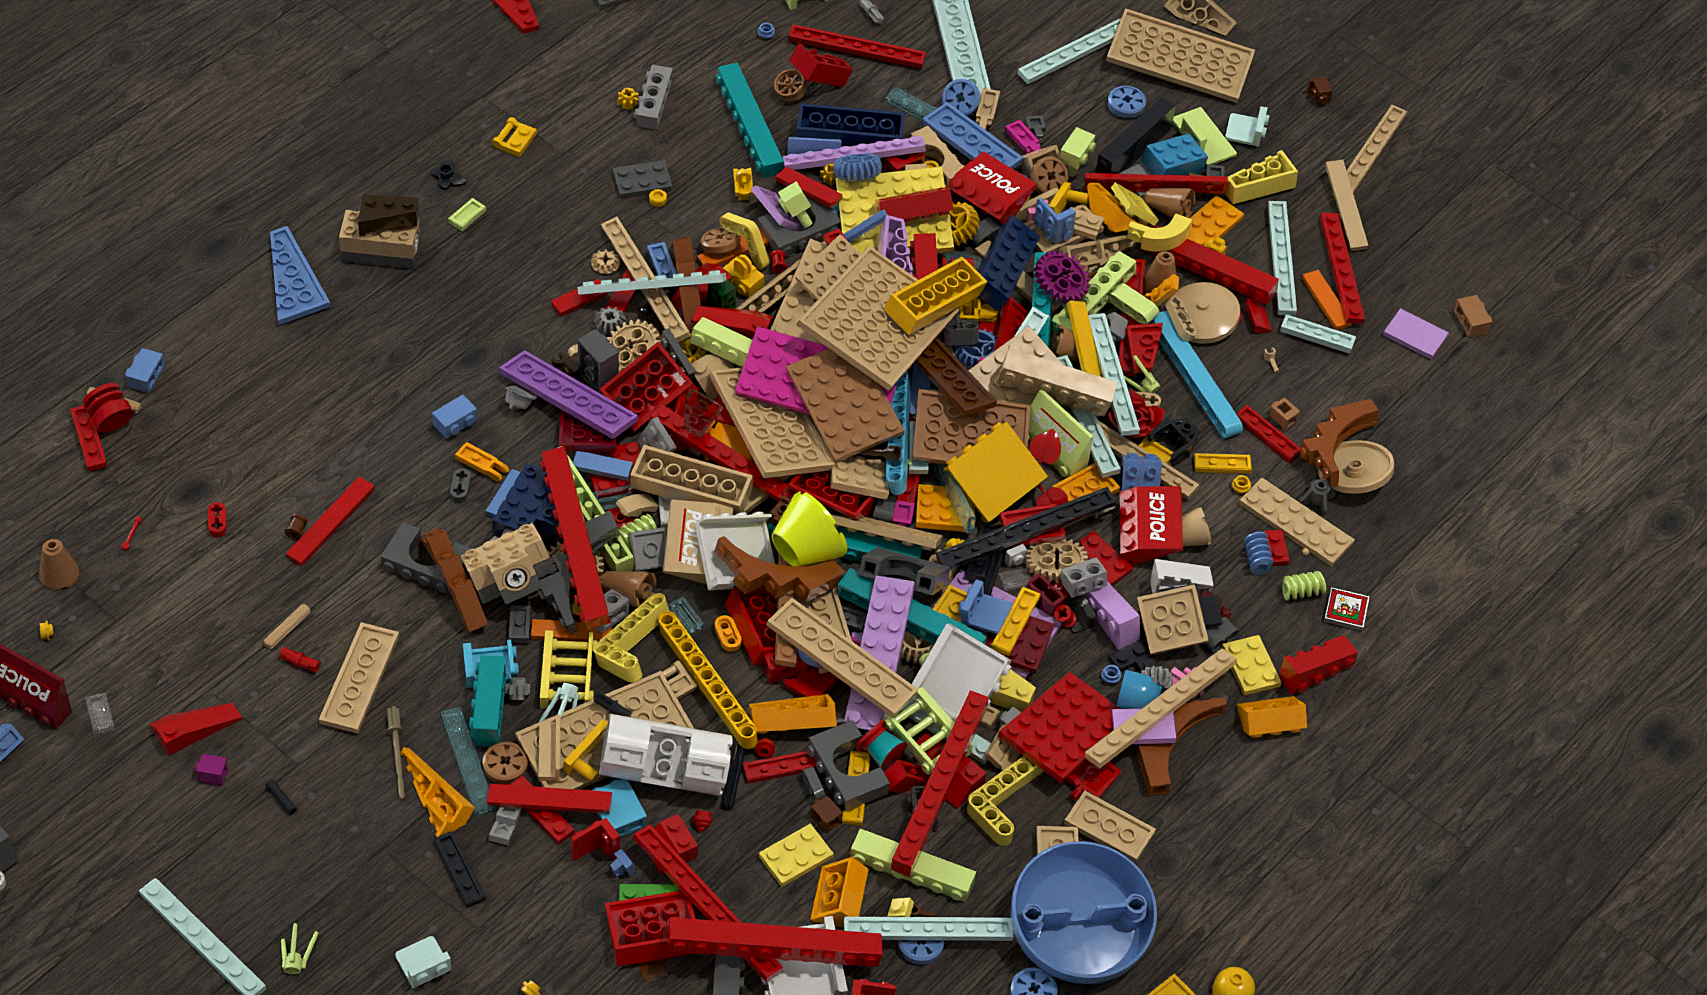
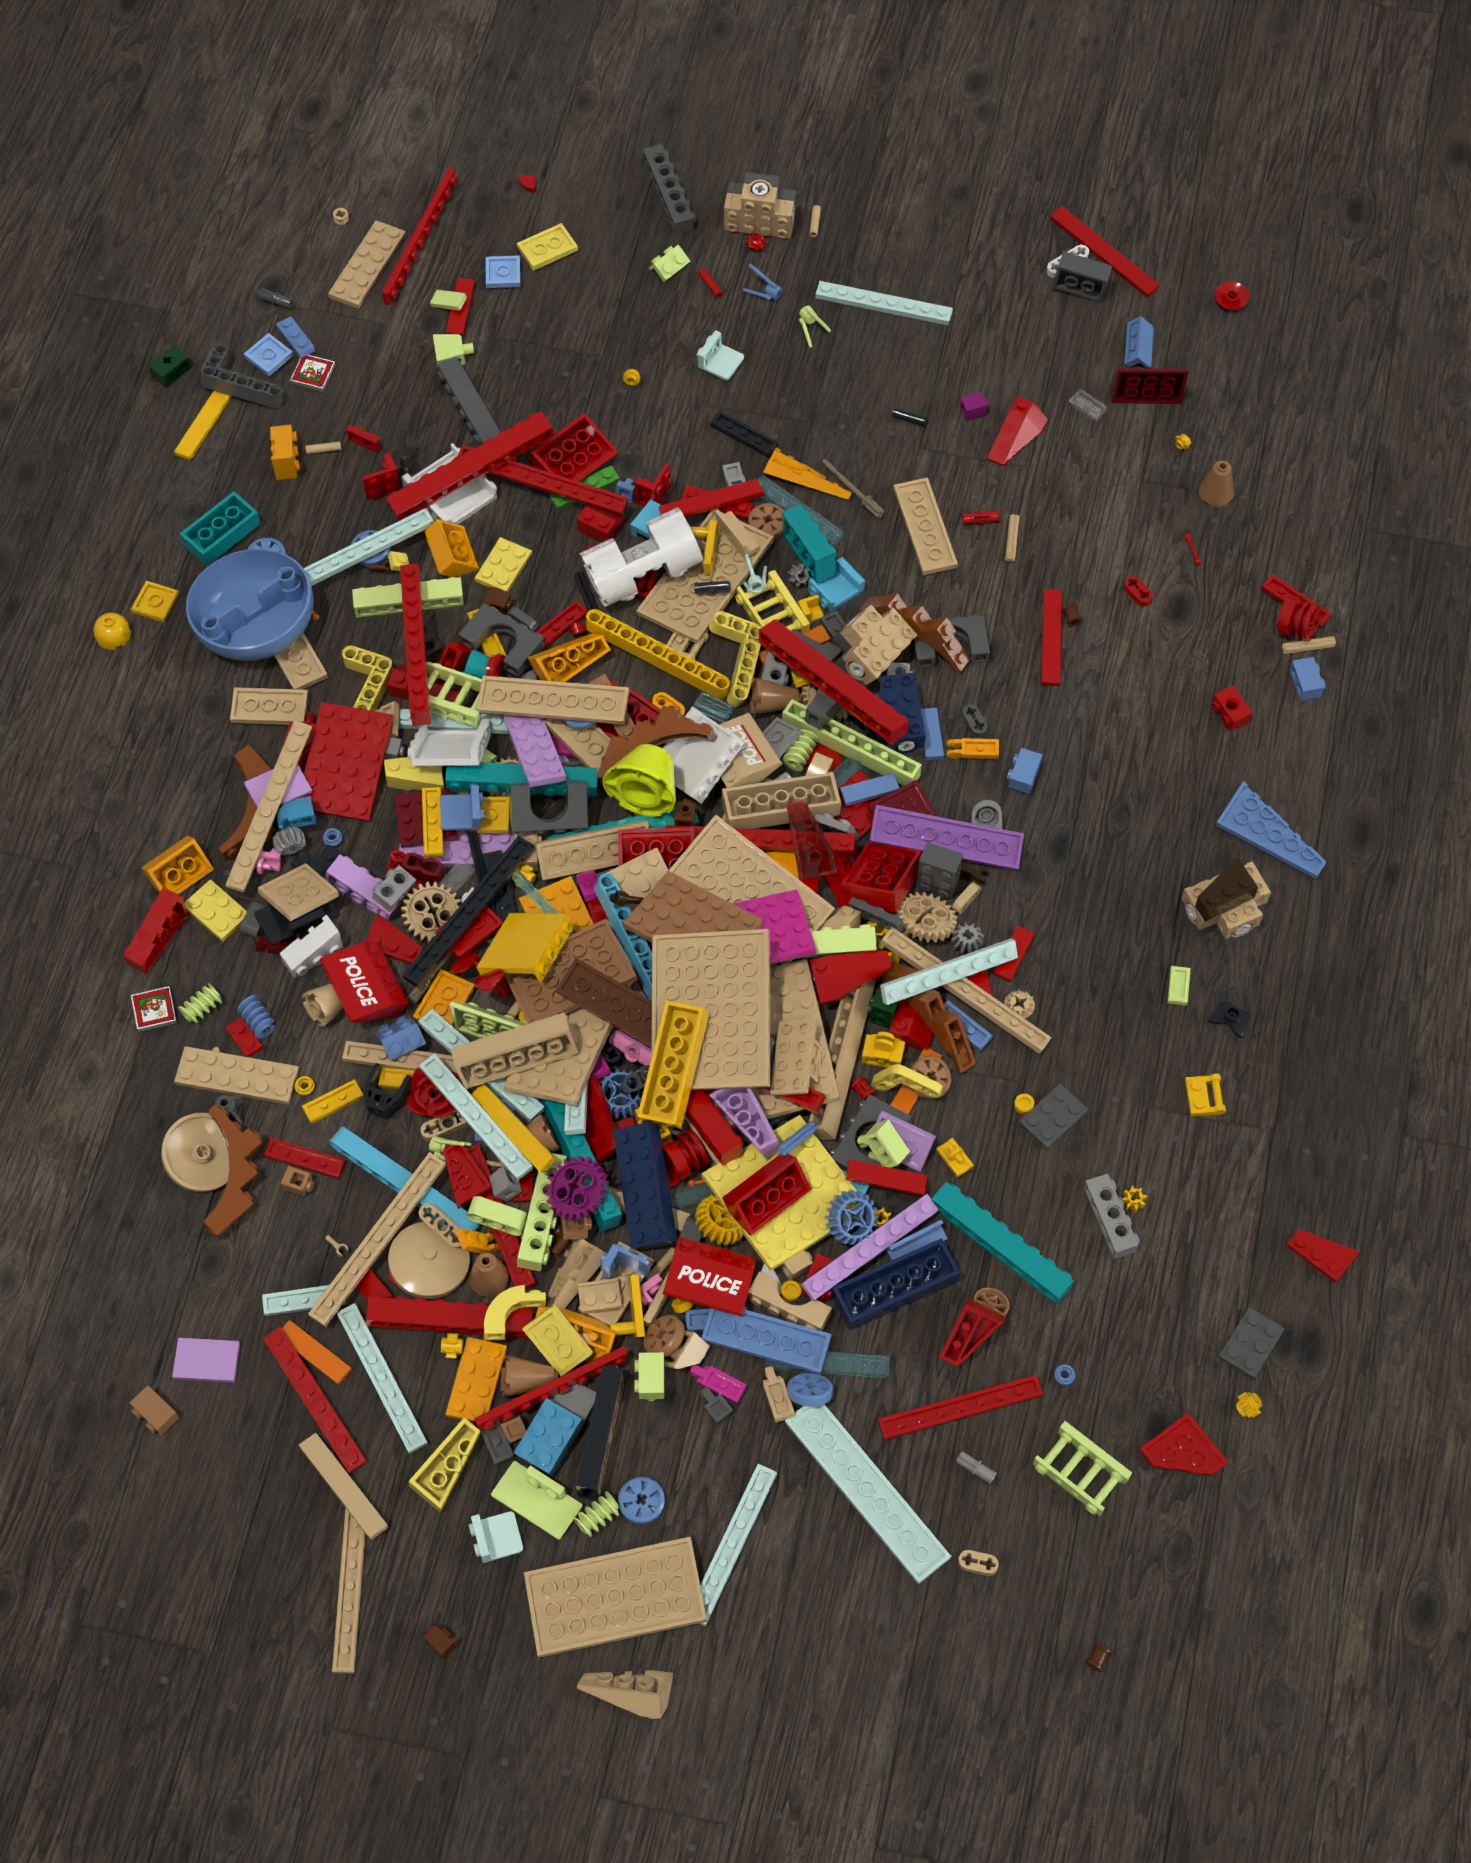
camera: 155 degrees right, 10 degrees up
(232, 380) = (1231, 699): none -> red brick
(531, 656) = (811, 608): none -> yellow panel
(1177, 99) = (597, 1514): none -> yellowish green piece
(1238, 333) = (377, 1239): none -> tan plate

